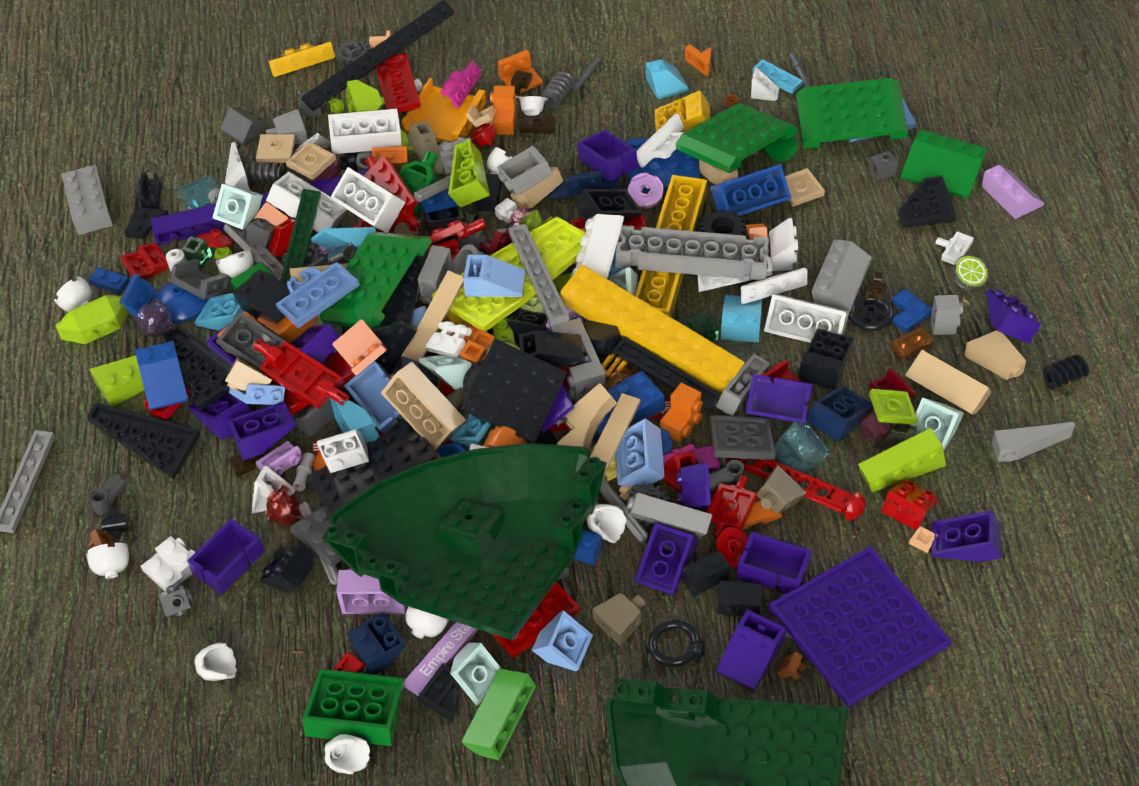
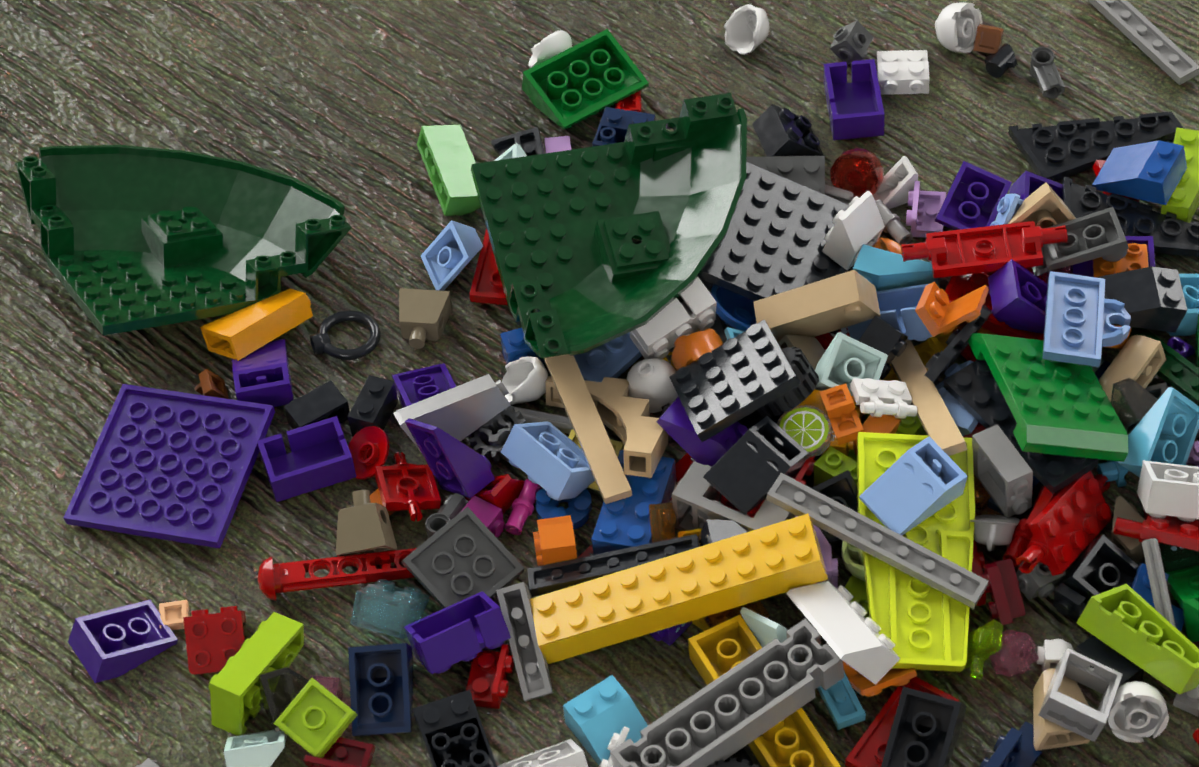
camera: 140 degrees right, 0 degrees up
(702, 324) = (647, 668): clear green brick -> none
(731, 680) = (257, 324): none -> light orange slope

